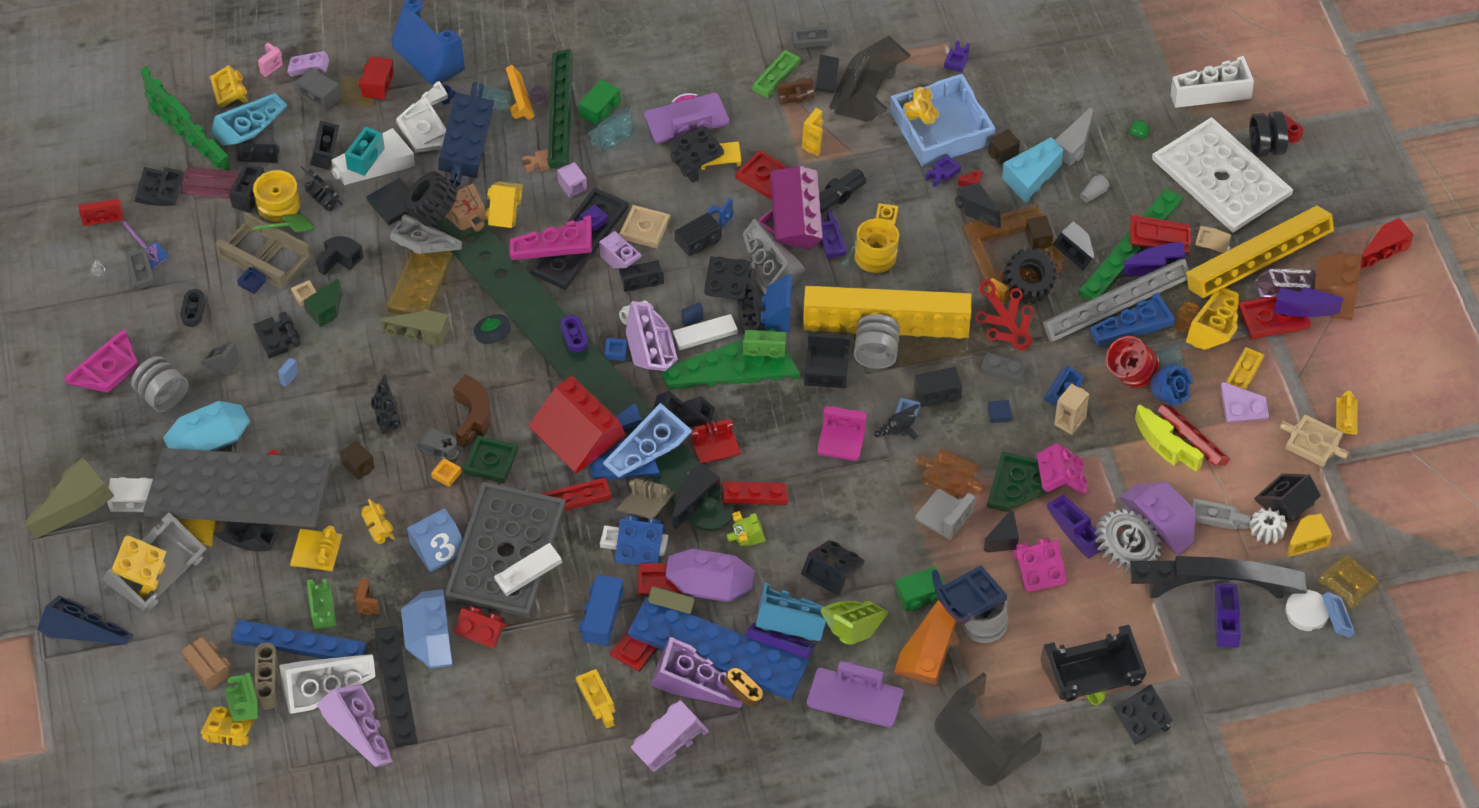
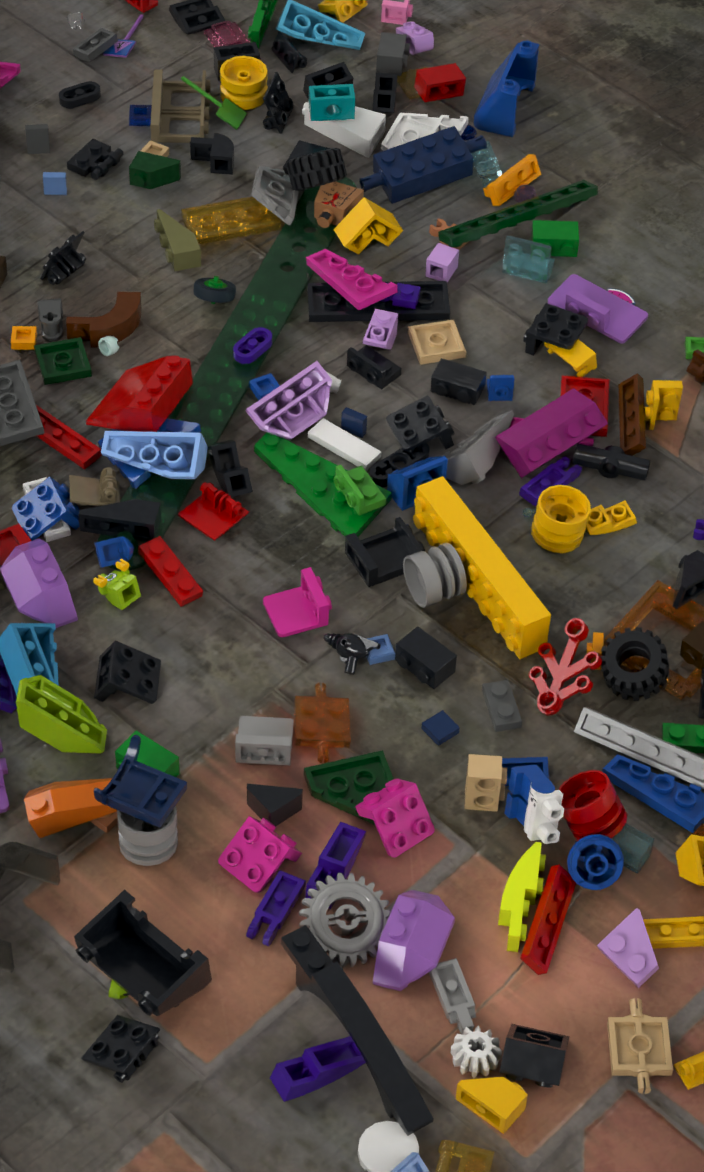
camera: 55 degrees right, 5 degrees down
(357, 118) = (385, 93): none -> black brick
(497, 423) = (108, 345): none -> light aqua hinge
(720, 514) = (113, 550): none -> blue plate
(804, 155) = (632, 415): none -> reddish brown plate
(1087, 576) = (276, 905): none -> dark purple hinge
(1113, 389) = (534, 803): none -> hips

